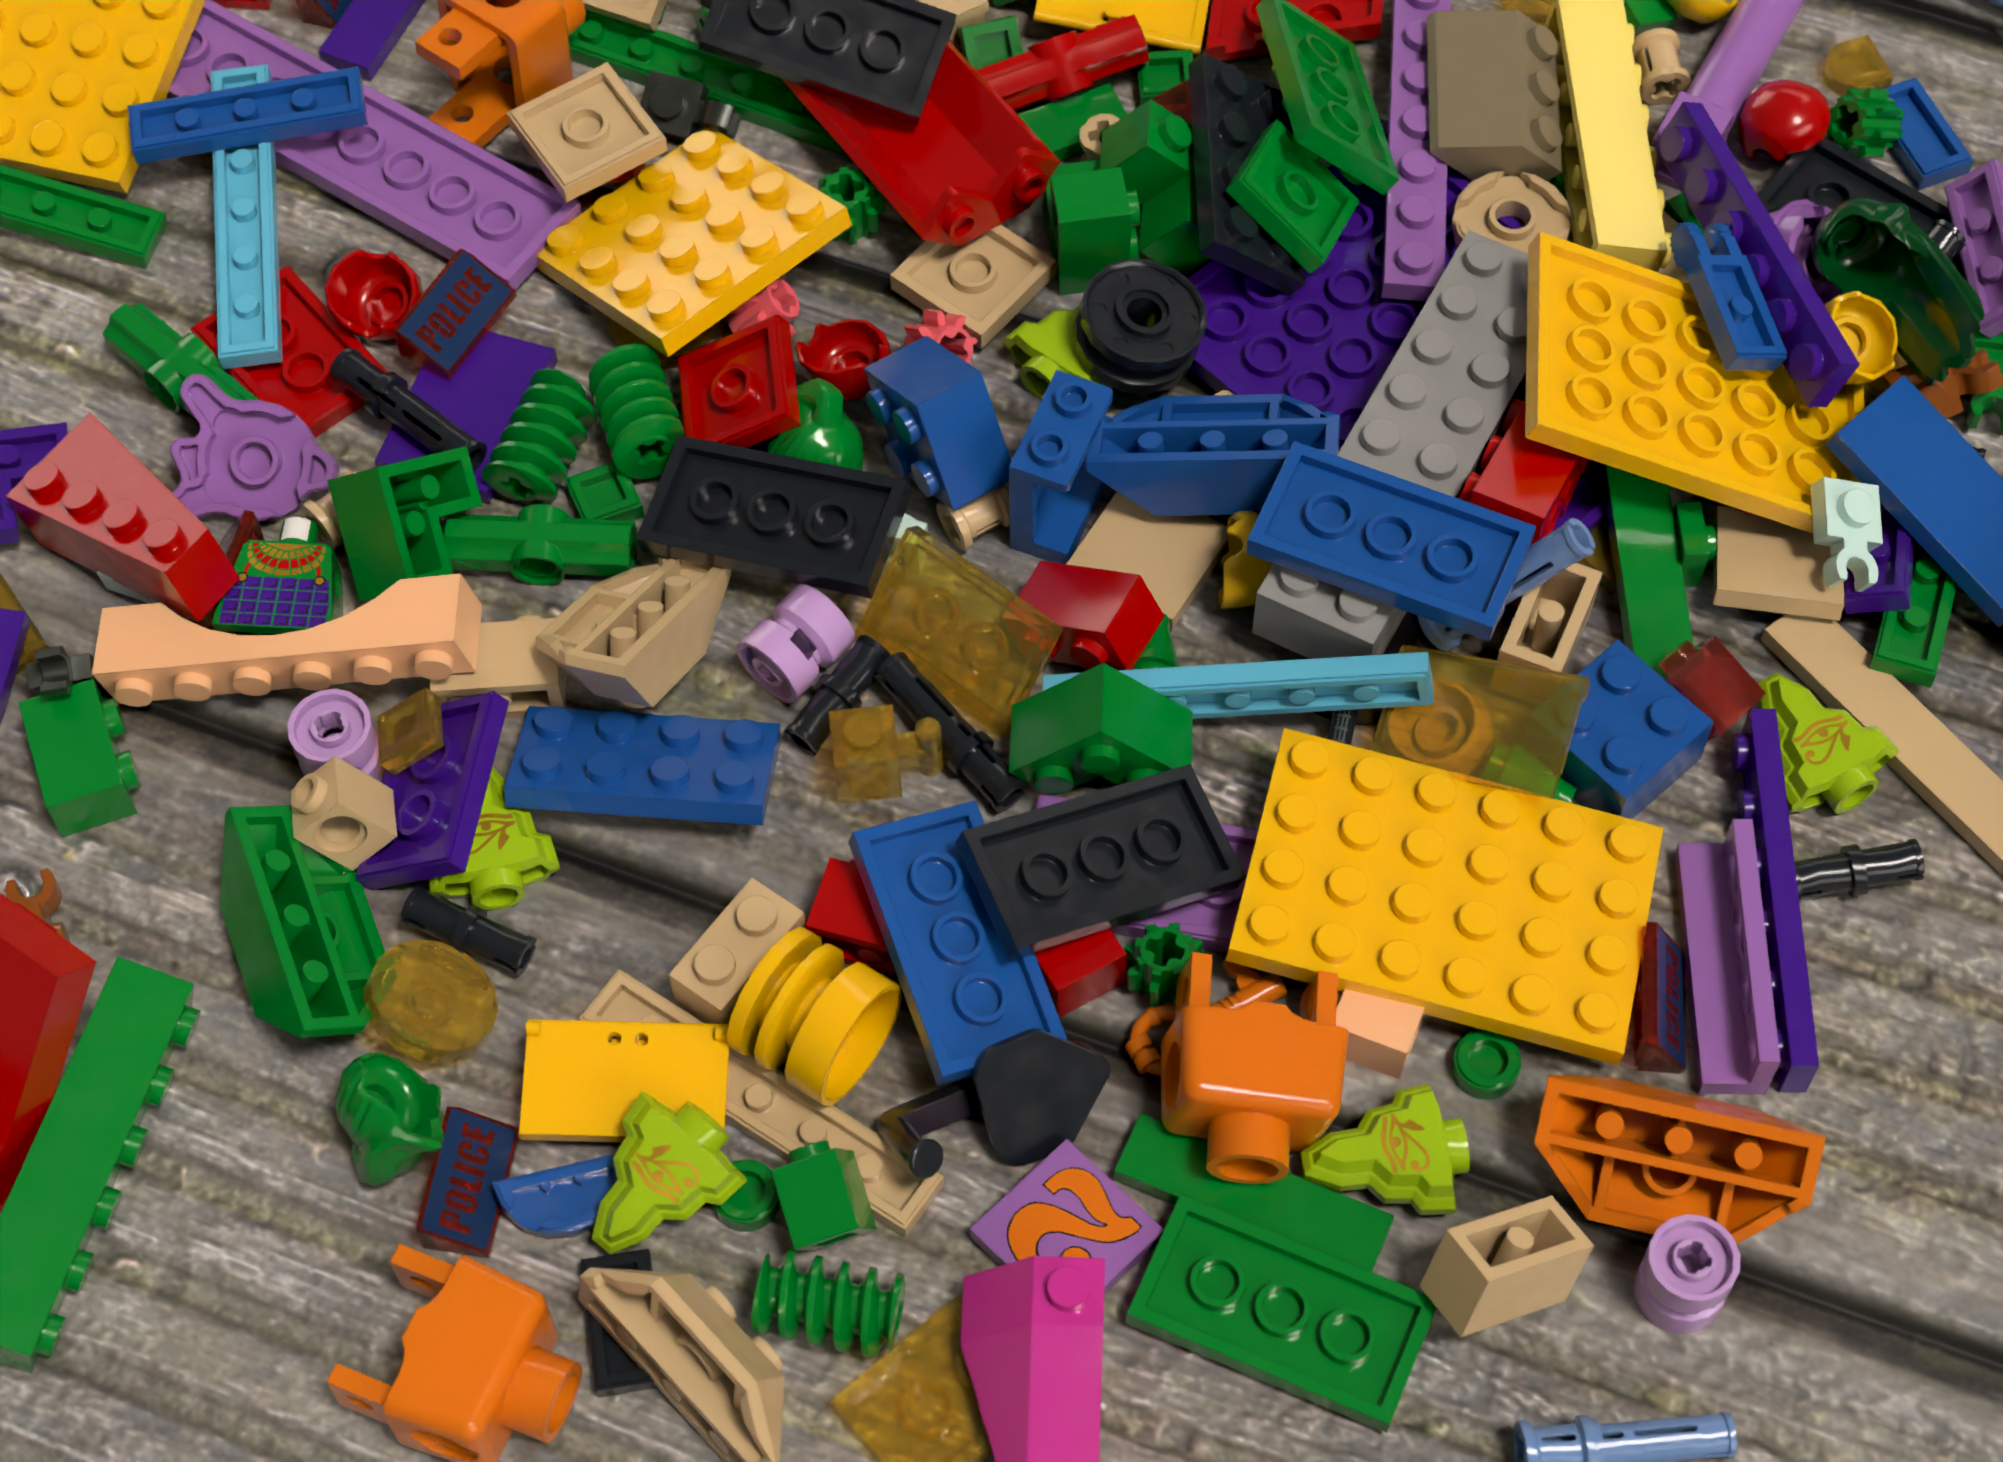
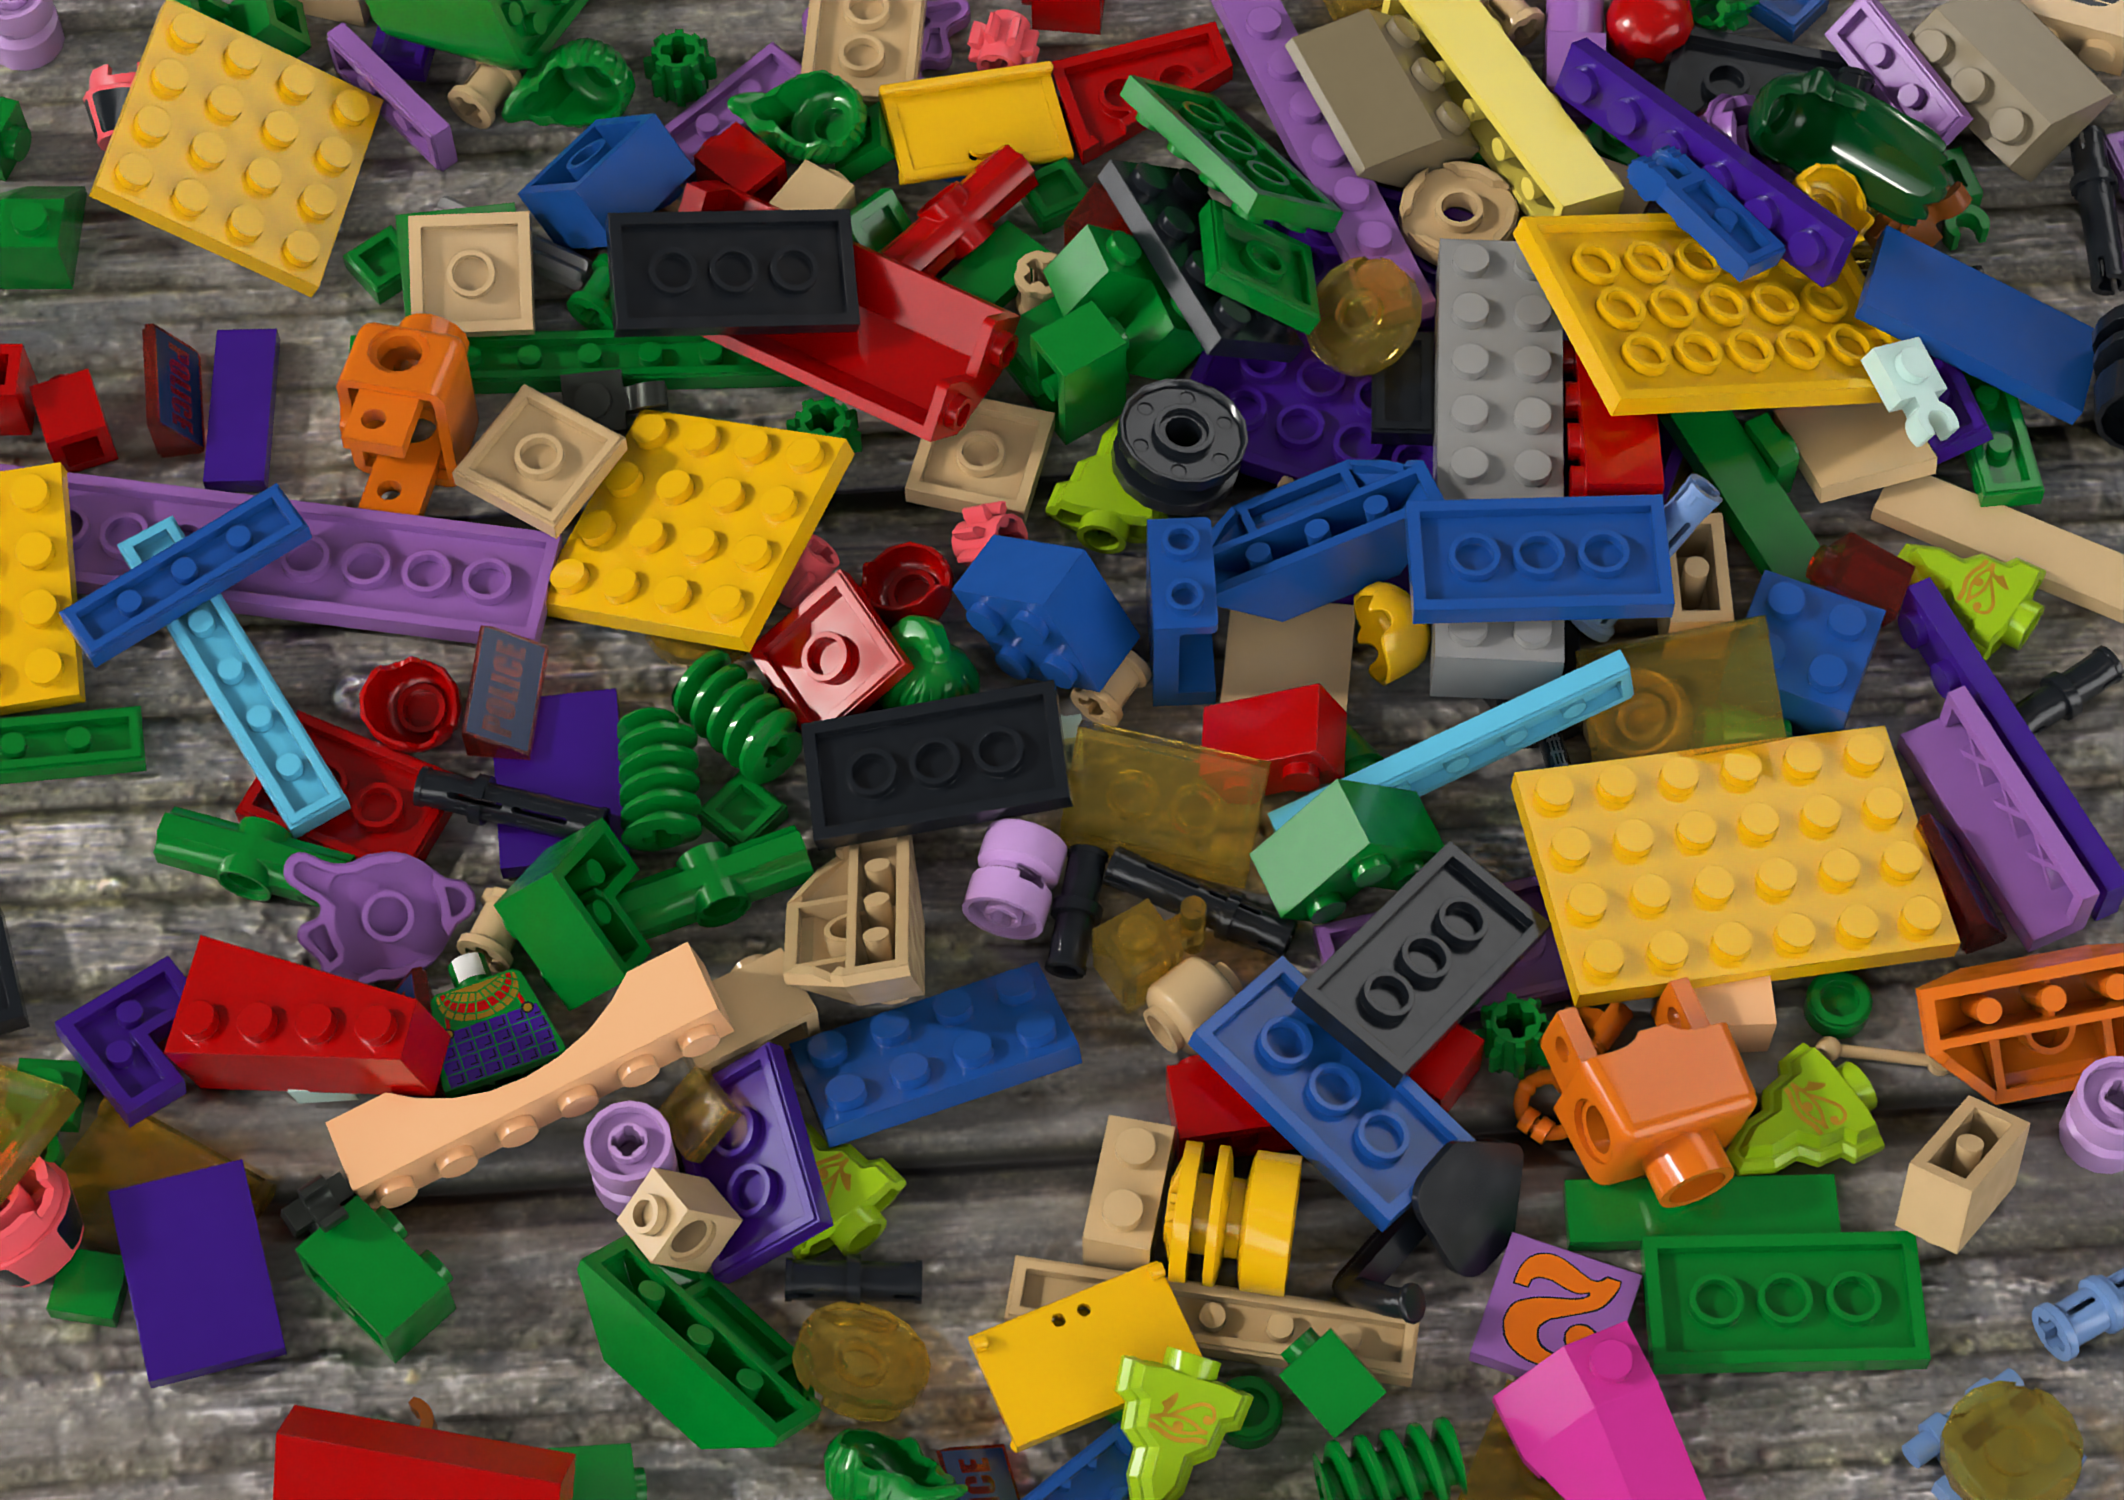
camera: 25 degrees left, 0 degrees up
(886, 801) = (1187, 999): none -> tan head
(1368, 275) = (1366, 316): none -> clear yellow tile
(1369, 350) = (1405, 397): none -> black tile
(1456, 1101) = (1832, 1049): none -> tan hinge

